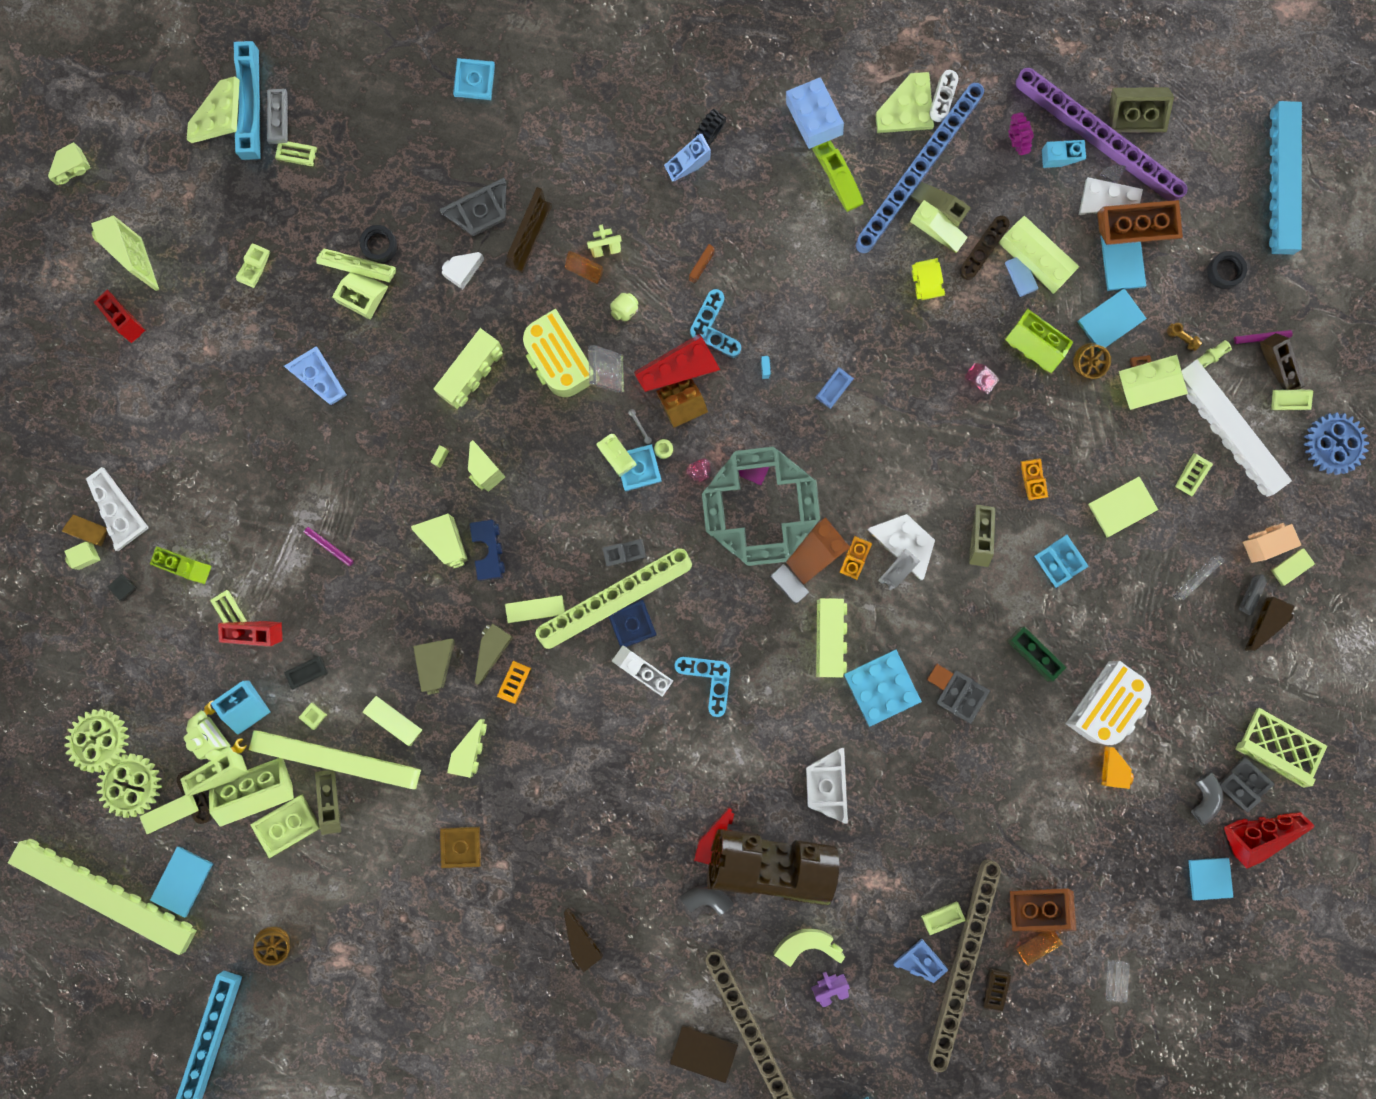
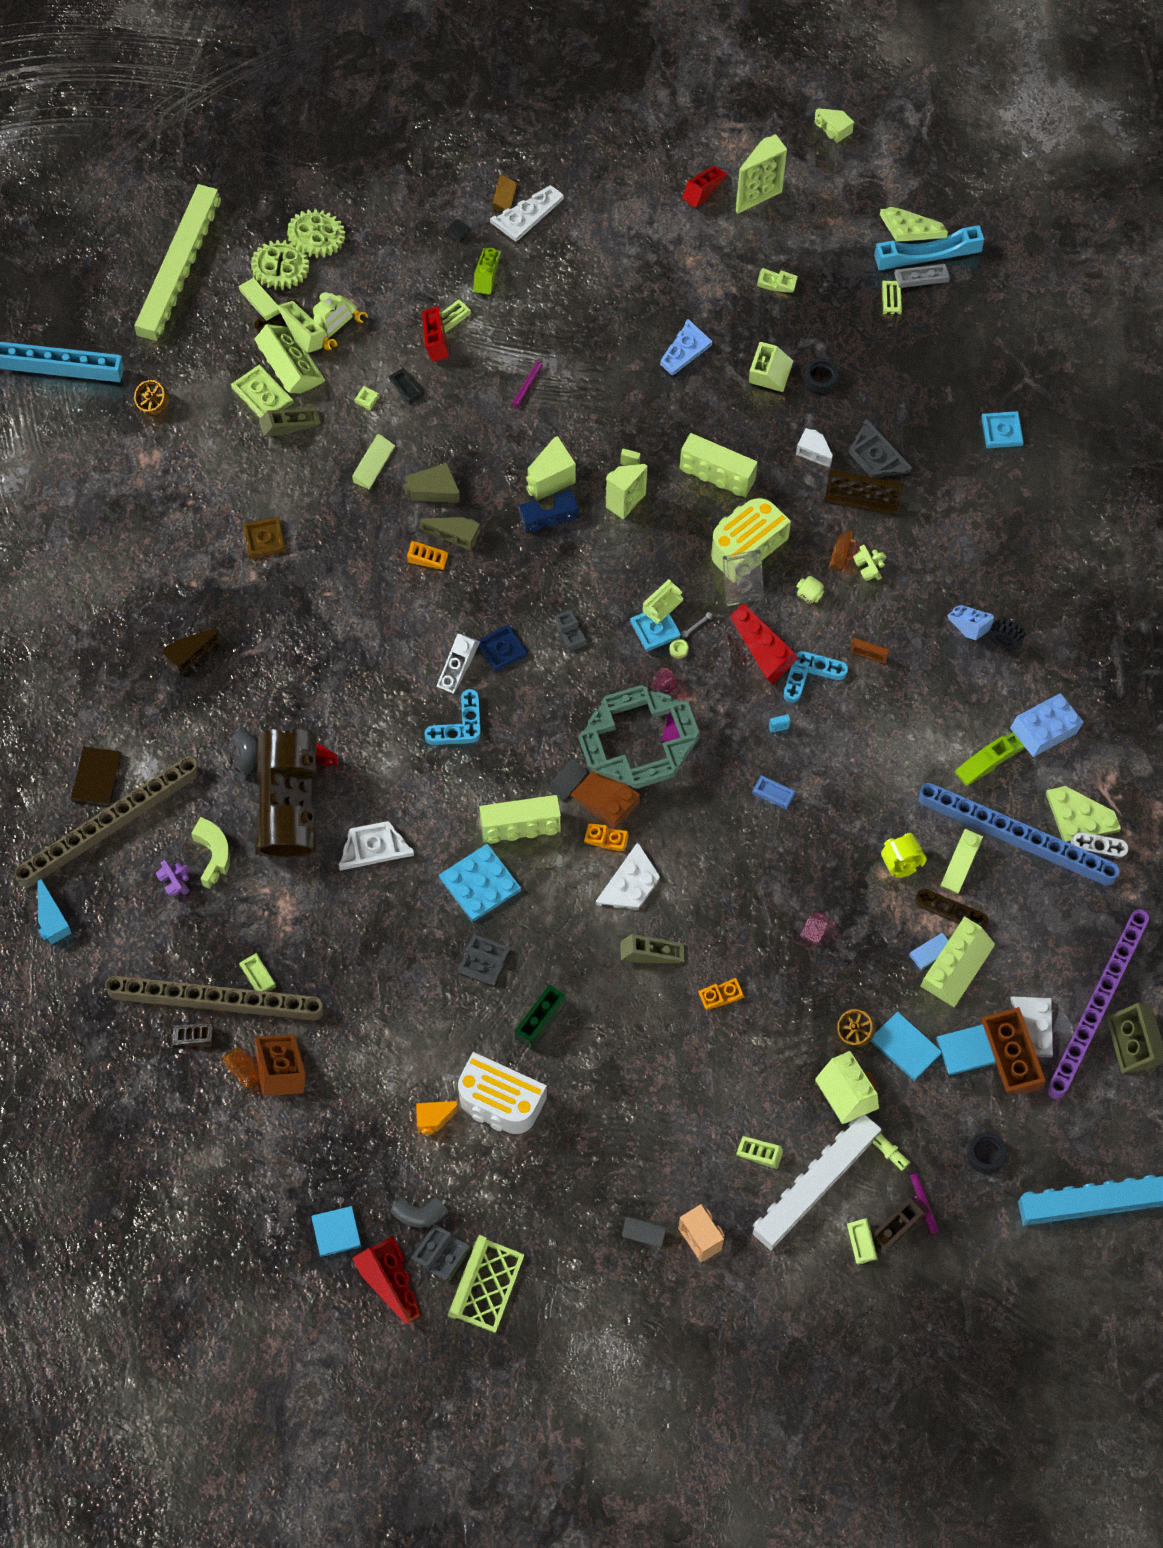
camera: 80 degrees right, 20 degrees down
(81, 556) = (480, 194): yellowish green brick -> none
(181, 881) = (199, 321): medium azure tile -> none
(240, 707) = (366, 337): medium azure slope -> none
(334, 759) = (329, 421): yellowish green beam -> none
(356, 265) = (796, 361): yellowish green tile -> none
(464, 756) = (351, 525): yellowish green slope -> none
(534, 609) = (500, 563): yellowish green tile -> none
(605, 599) = (524, 626): yellowish green beam -> none
(682, 402) = (728, 654): pearl gold slope -> none
(899, 569) = (601, 873): light grey hinge -> none
(922, 962) = (211, 959): medium blue wing -> none
(940, 676) = (501, 933): dark orange tile -> none
(948, 204) = (984, 860): olive slope -> none
(1021, 133) = (1076, 919): magenta gear -> none
(1039, 341) = (866, 975): lime slope -> none
(1061, 561) = (641, 1033): medium azure slope -> none
(1063, 153) = (1068, 965): medium azure slope -> none
(1123, 507) = (710, 1086): yellowish green tile -> none
(1125, 978) = (212, 1145): clear tile -> none
(1177, 330) = (909, 1110): pearl gold bar -> none
(1198, 578) = (650, 1170): clear tile -> none
(1272, 618) = (620, 1251): dark brown slope -> none
(1292, 567) = (681, 1269): yellowish green tile -> none
(1346, 431) = (808, 1283): medium blue gear -> none

